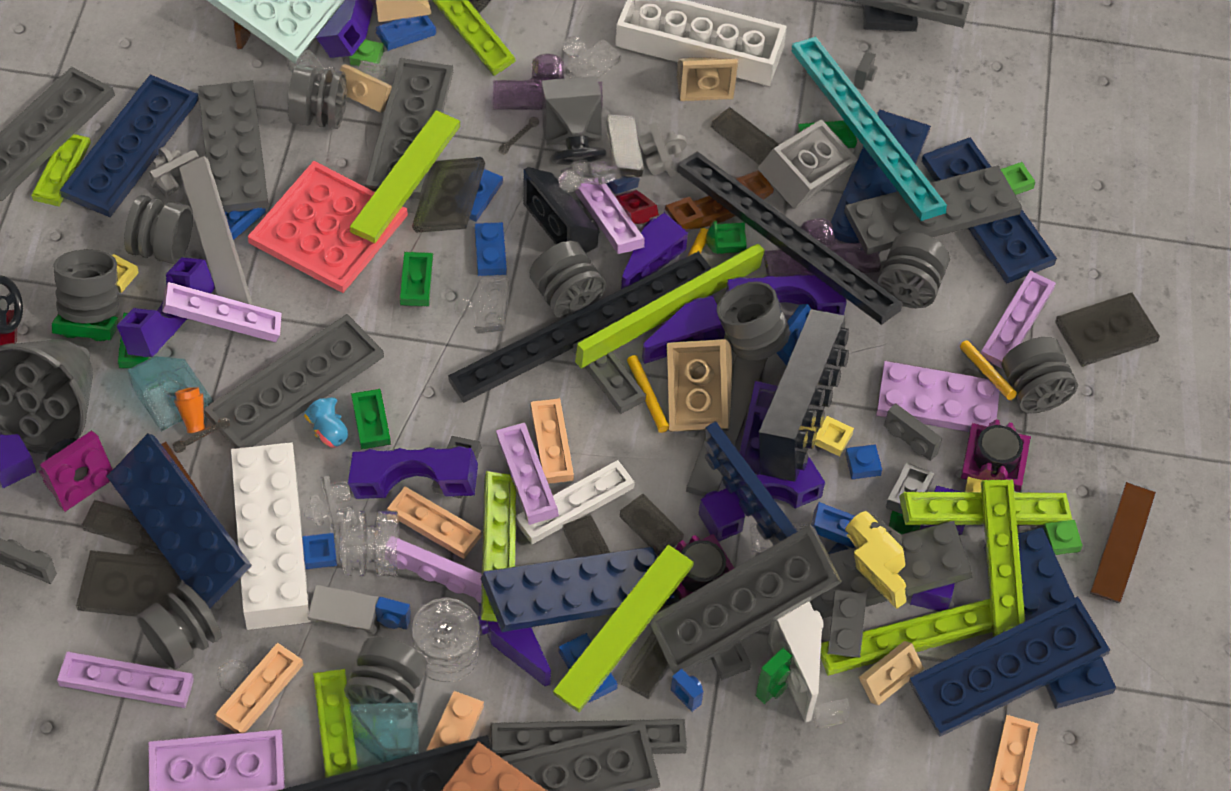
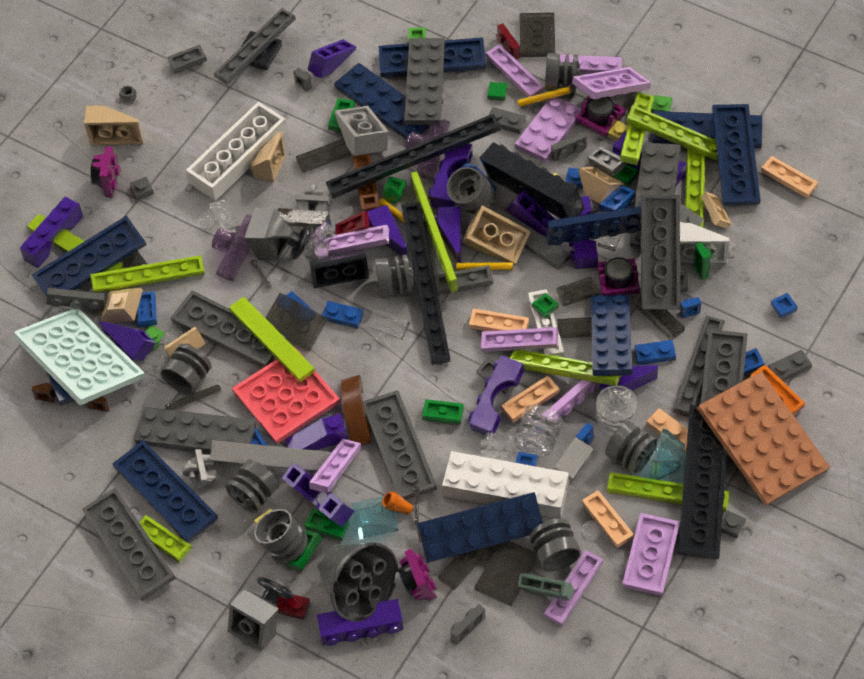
camera: 60 degrees left, 0 degrees up
(107, 637) = (566, 588): none -> sand green piece
(277, 285) = (319, 435): none -> dark purple slope
(289, 128) = (194, 397): none -> clear smoke bar
(326, 422) = (439, 435): dark azure animal -> none
(332, 307) = (354, 410): none -> reddish brown slope
(416, 279) = (349, 358): green plate -> none
(601, 487) = (545, 305): none -> green tile
(623, 628) = (645, 321): lime tile -> none
(860, 487) = (598, 184): none -> tan slope
(869, 129) = (352, 89): teal plate -> none
(879, 555) = (655, 182): light yellow plate -> none
(914, 269) = (464, 103): dark grey wheel -> none
(919, 89) = (328, 58): none -> dark purple slope
(925, 338) = (509, 120): none -> dark grey plate
(972, 310) = (497, 91): none -> green tile
(1053, 446) = (611, 83): none -> lavender plate
(1072, 287) = (508, 41): none -> dark red plate
(1091, 420) = (595, 64): none -> lavender plate
(1122, 542) = (676, 76): reddish brown slope -> none

